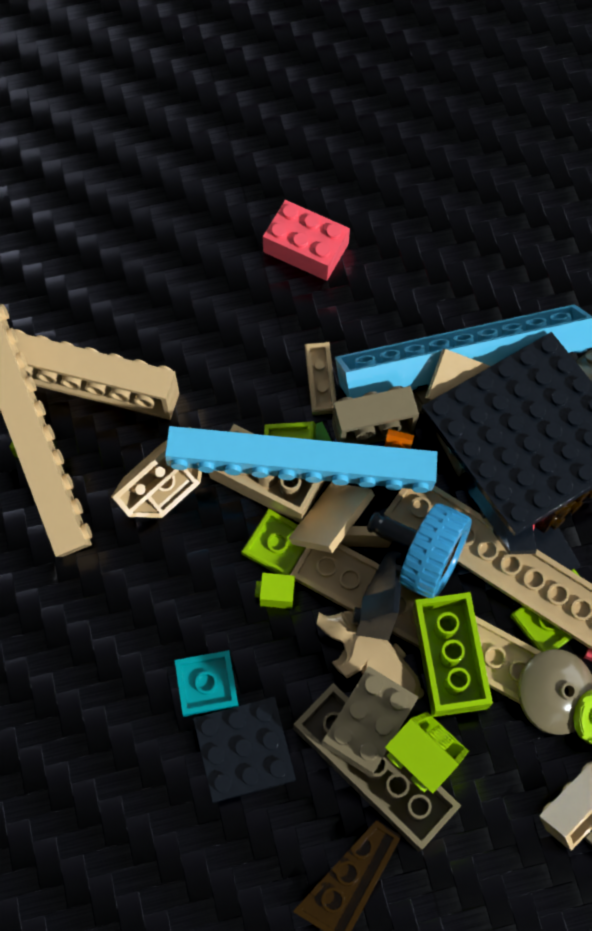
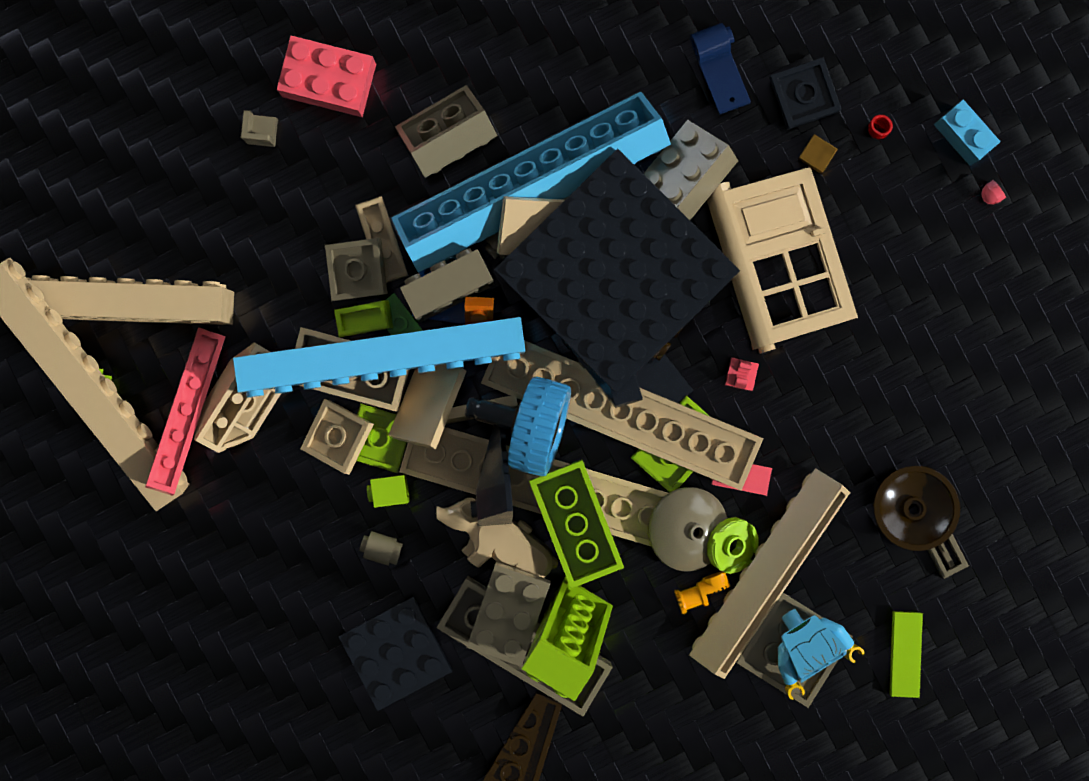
camera: 10 degrees left, 20 degrees up
(108, 475) = (185, 412): none -> coral plate
(206, 683) = (342, 600): teal plate -> none
(237, 270) = (259, 129): none -> dark tan panel
(240, 530) = (336, 436): none -> tan plate
(255, 642) = (381, 548): none -> dark tan brick
(293, 393) = (356, 269): none -> dark tan plate
(398, 303) = (446, 131): none -> dark tan slope
(558, 758) = (697, 595): none -> light orange connector

